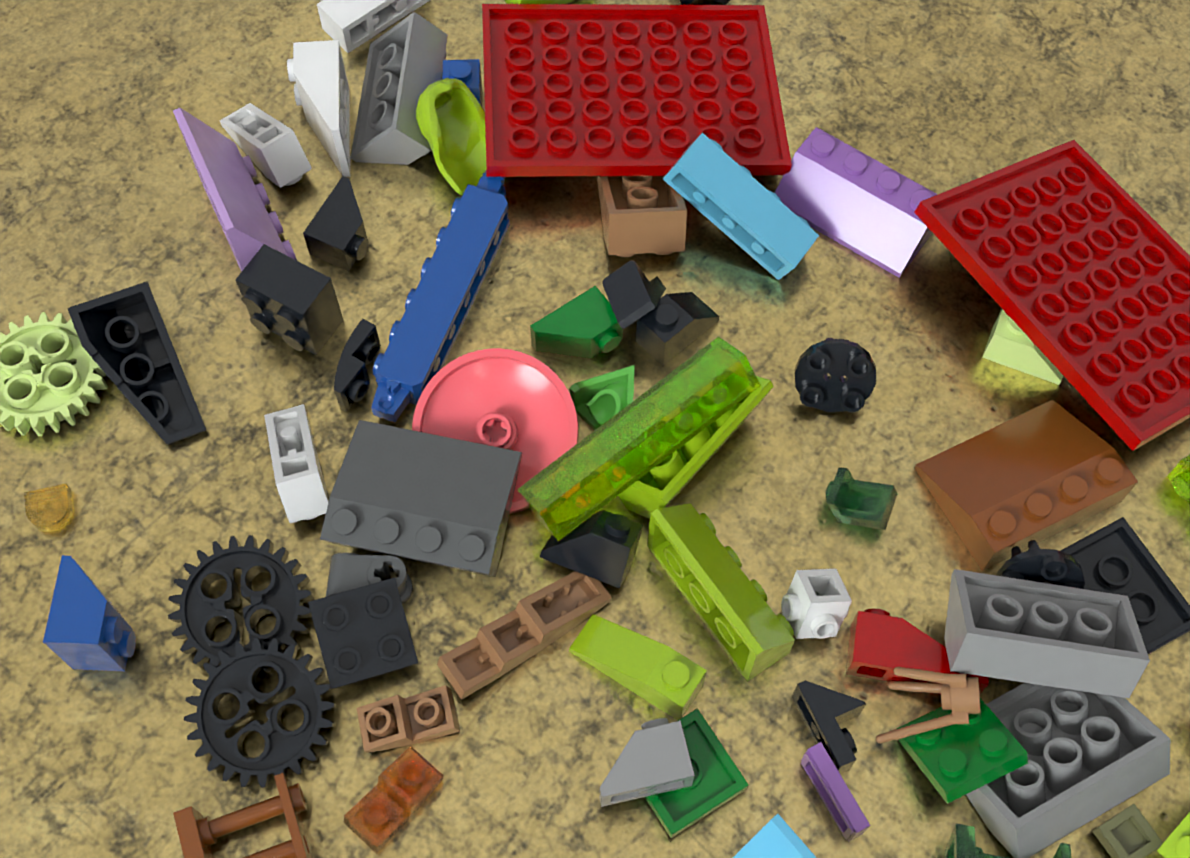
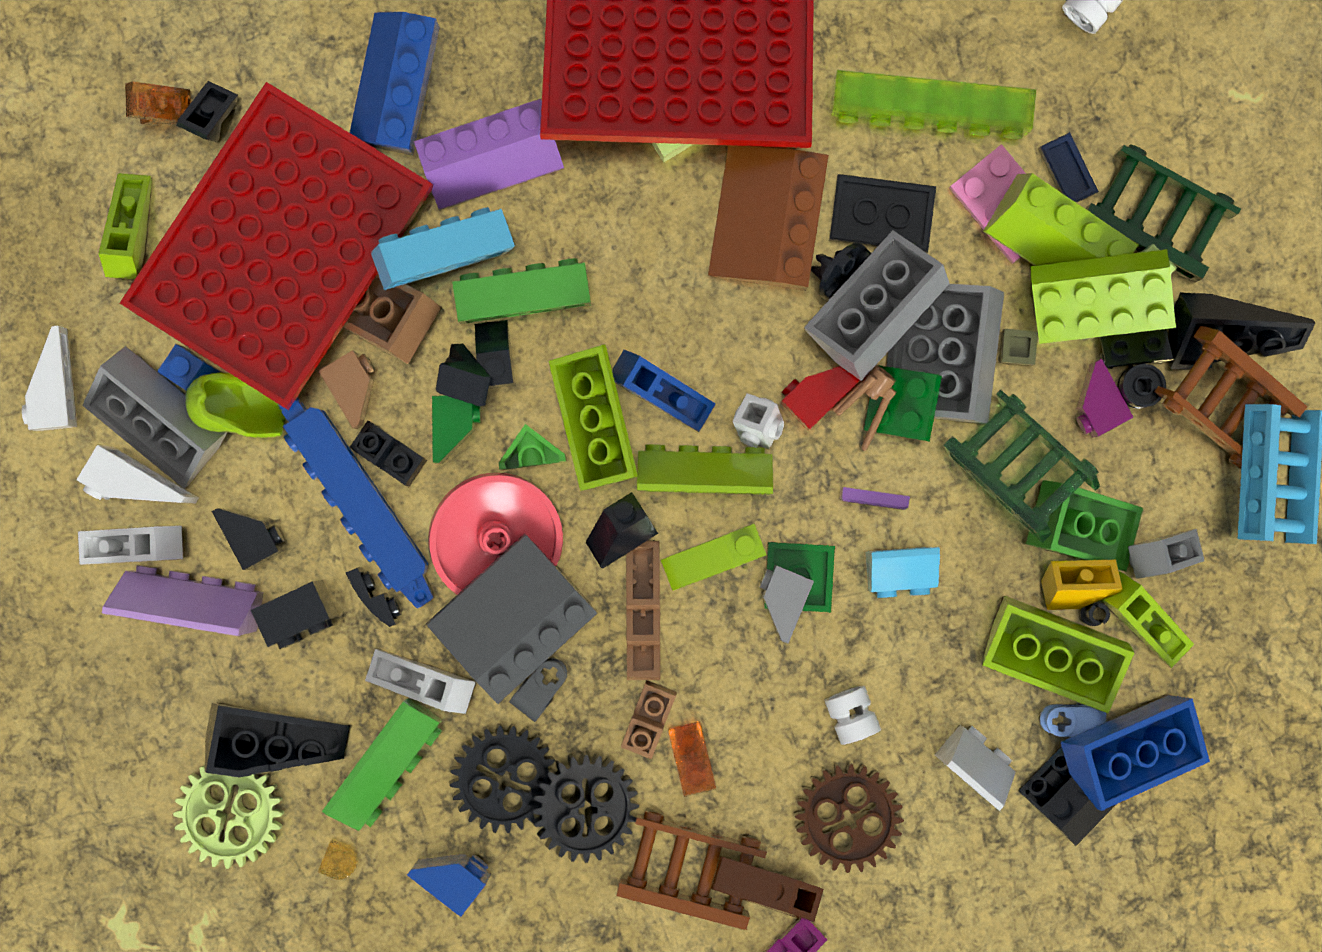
camera: 55 degrees left, 25 degrees up
(180, 472) = (383, 764): none -> bright green slope
(363, 633) = (578, 715): black hinge -> none
(509, 296) = (388, 453): none -> black slope
(549, 223) = (350, 385): none -> medium nougat slope
(639, 437) = (577, 456): clear neon green brick -> none
(753, 305) = (521, 293): none -> bright green brick
(768, 494) = (661, 390): none -> blue slope
(822, 713) = (824, 468): black slope -> none
(835, 392) = (614, 284): black plate -> none
(858, 97) = (394, 80): none -> blue slope
(860, 501) = (709, 335): clear green bracket -> none

